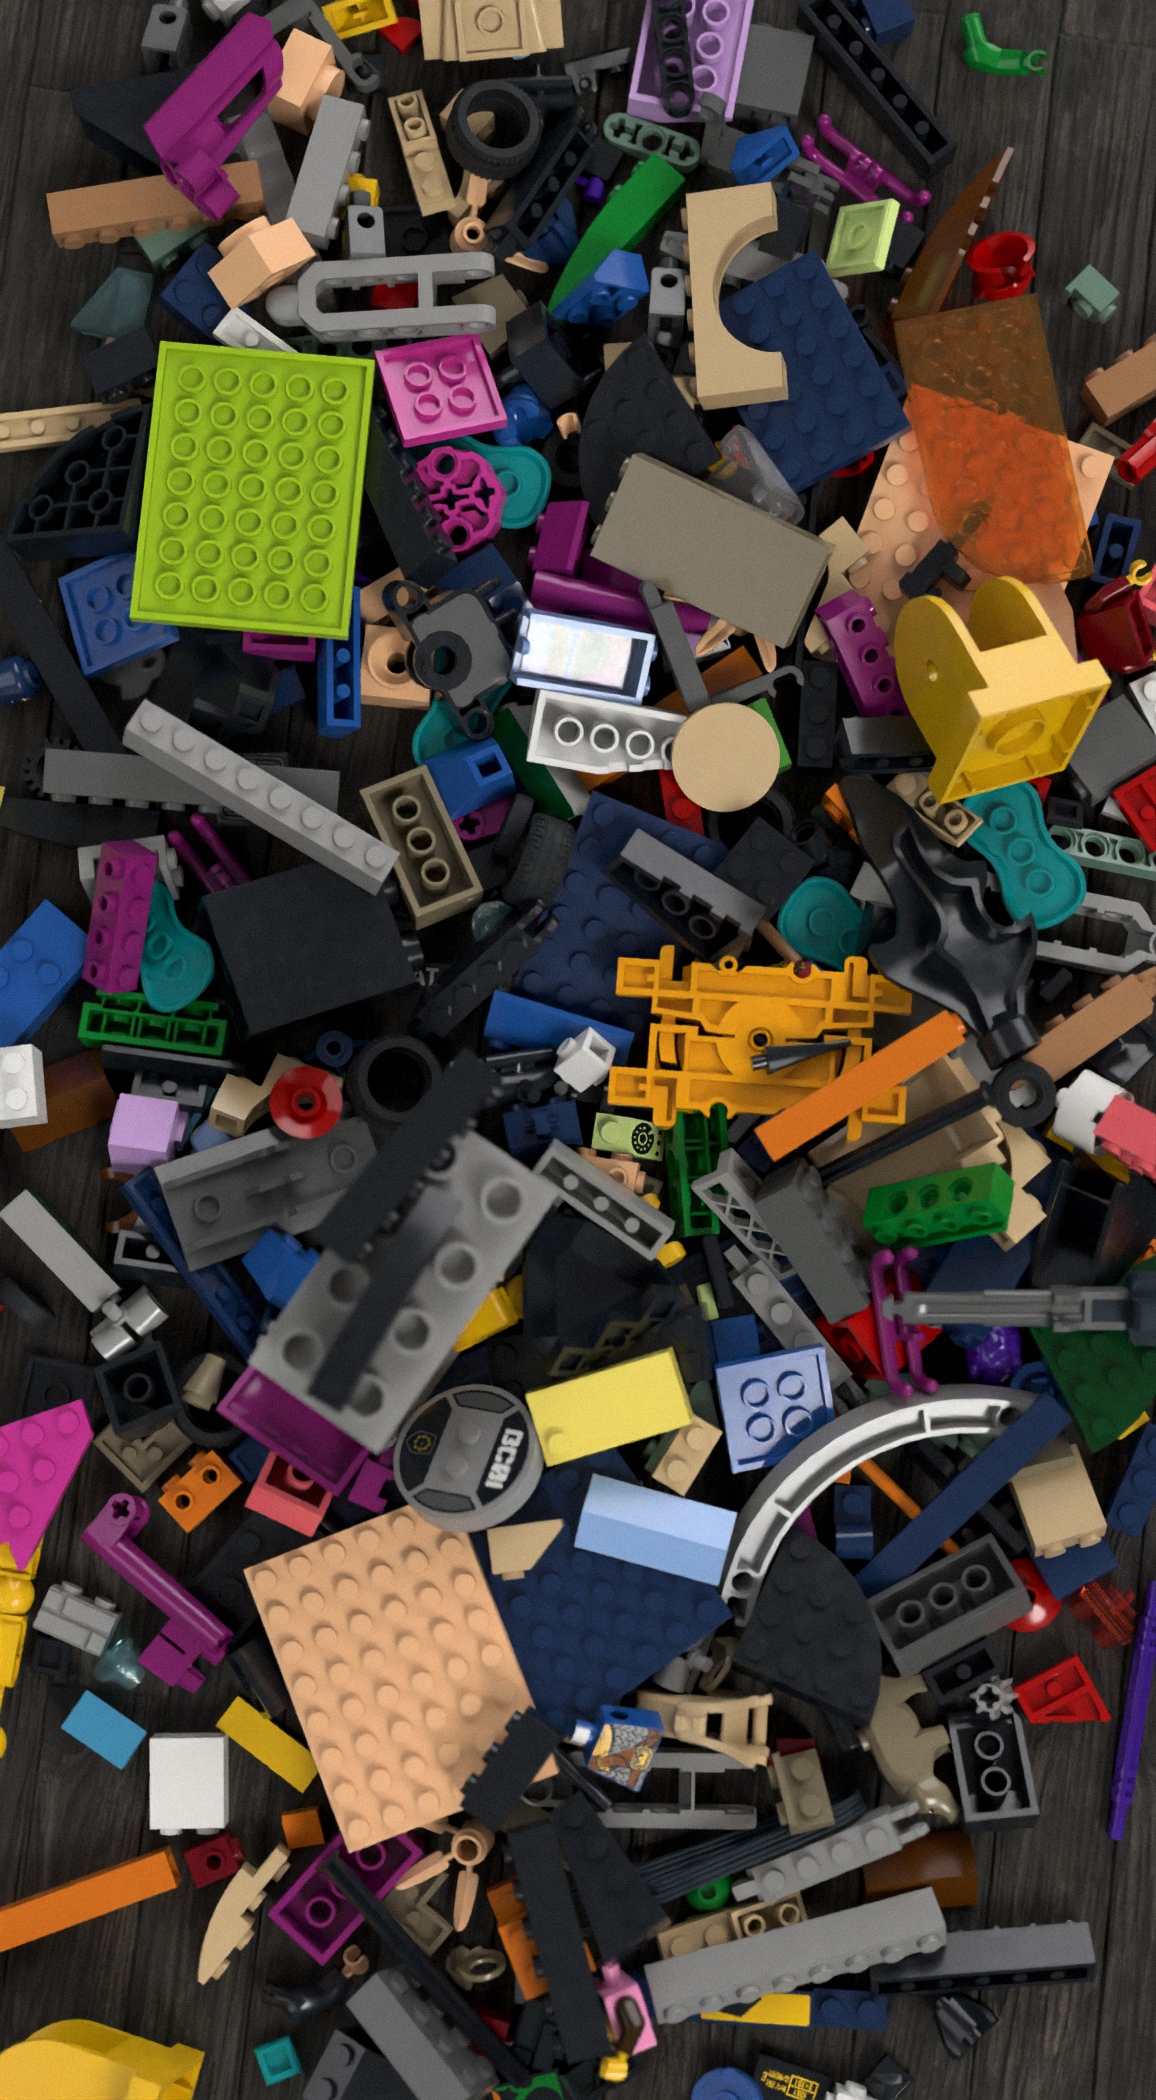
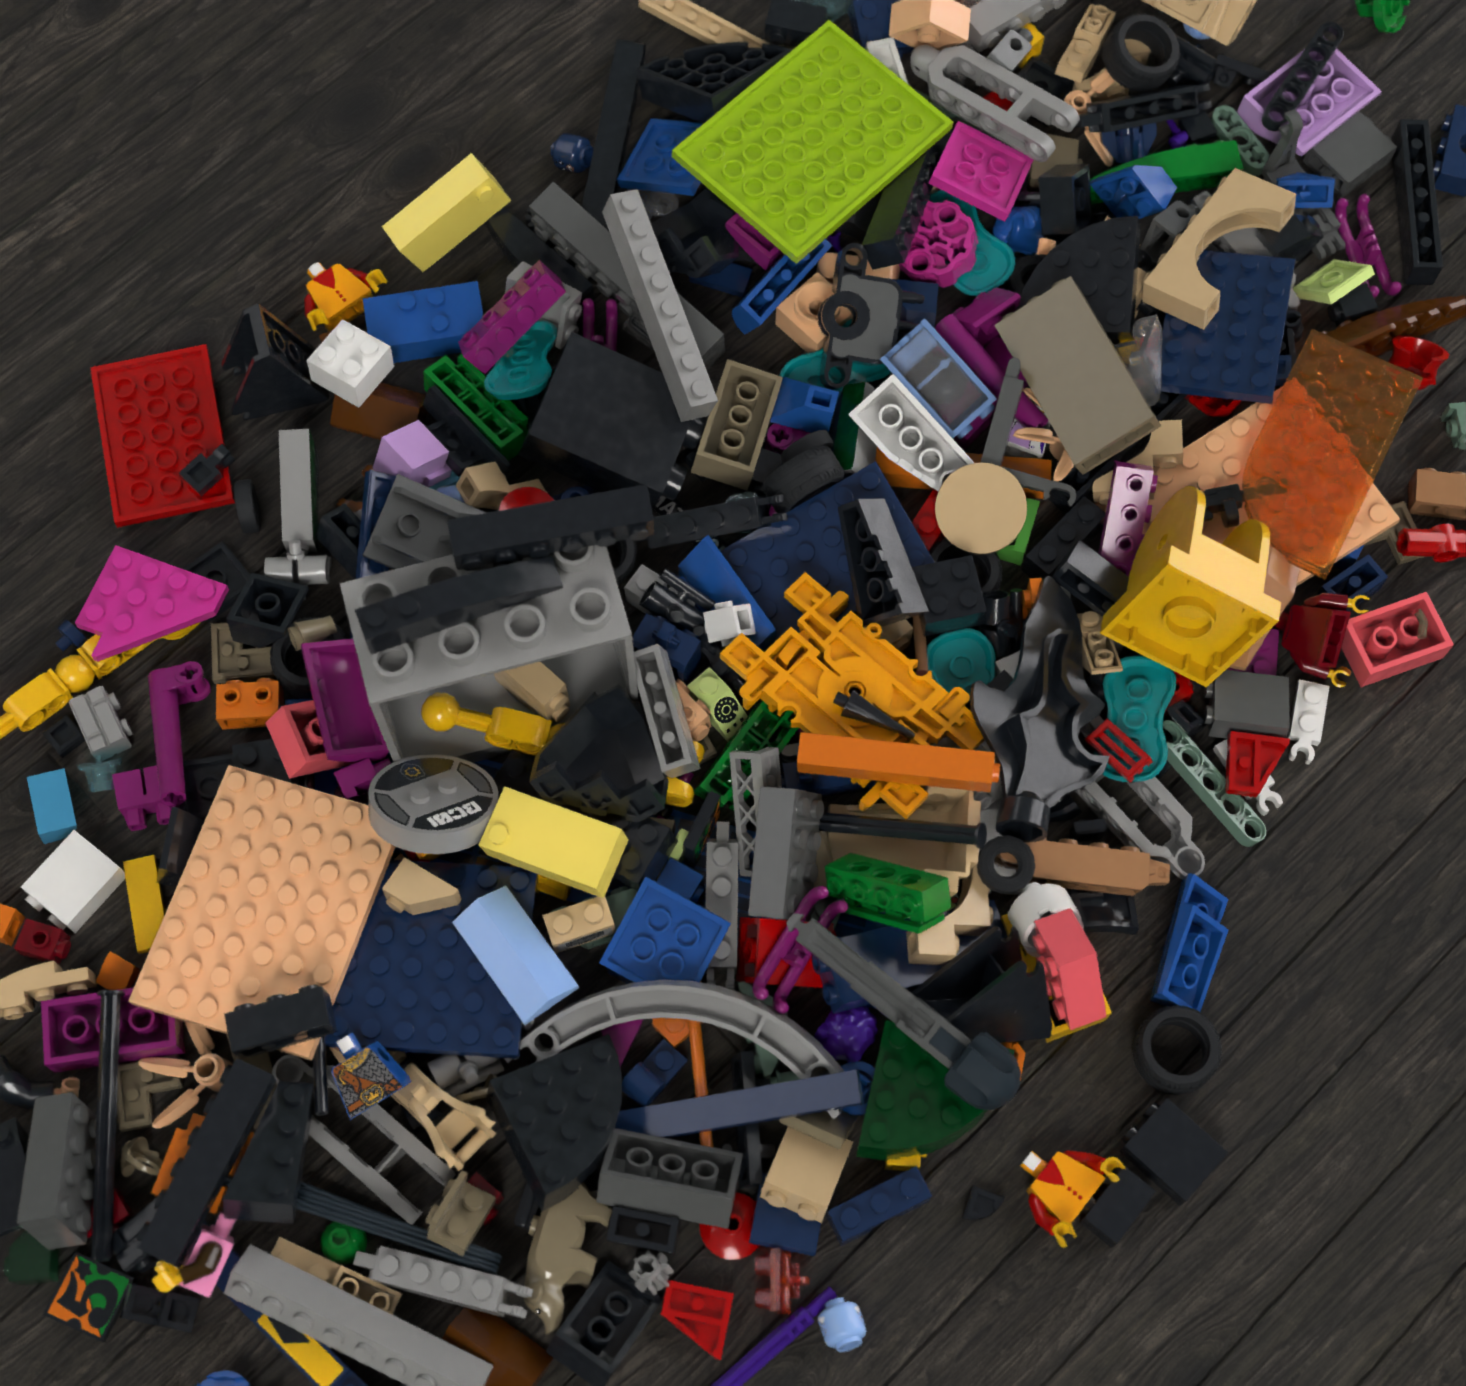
camera: 35 degrees right, 15 degrees down
(1001, 892) = (1136, 767): none -> red tile

